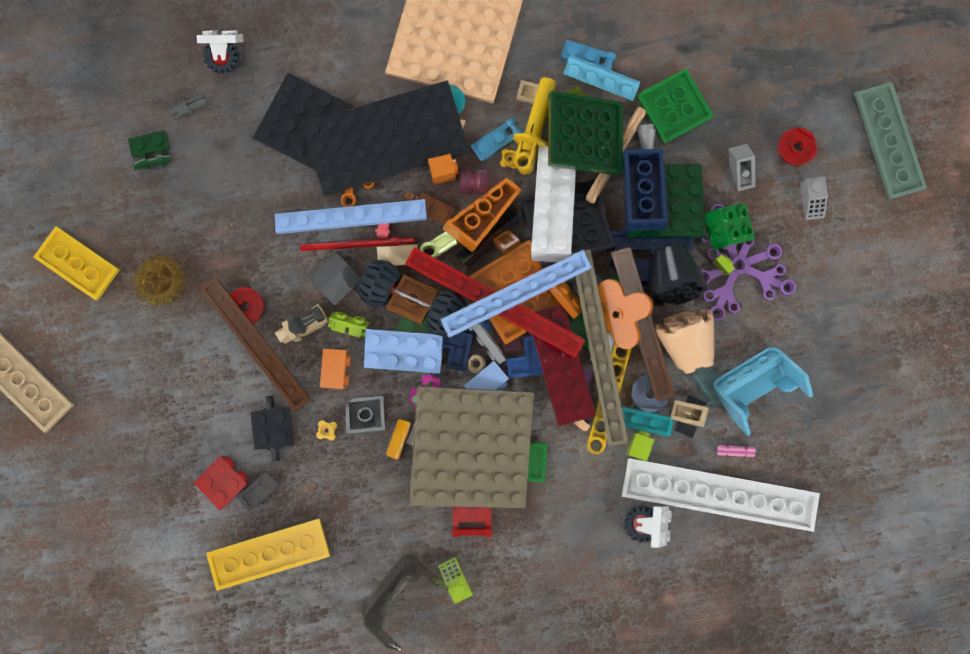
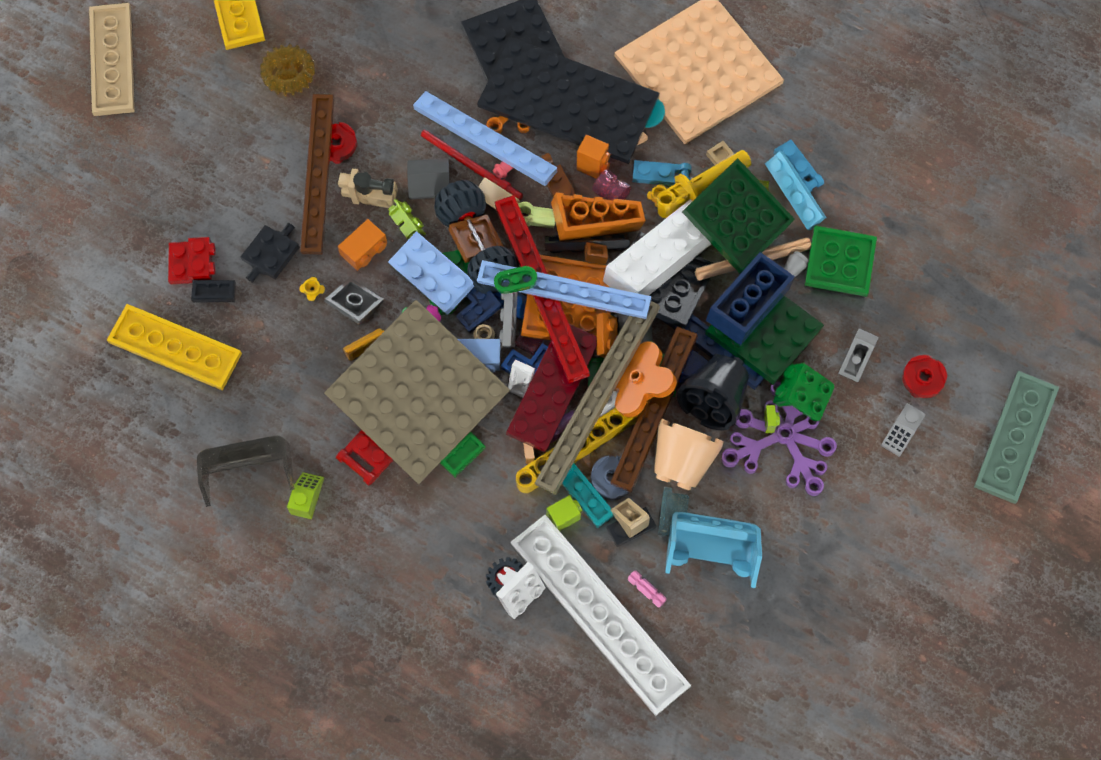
camera: 45 degrees right, 15 degrees down
(479, 316) = (515, 278): none -> green plate
(533, 378) = (520, 378): none -> white plate

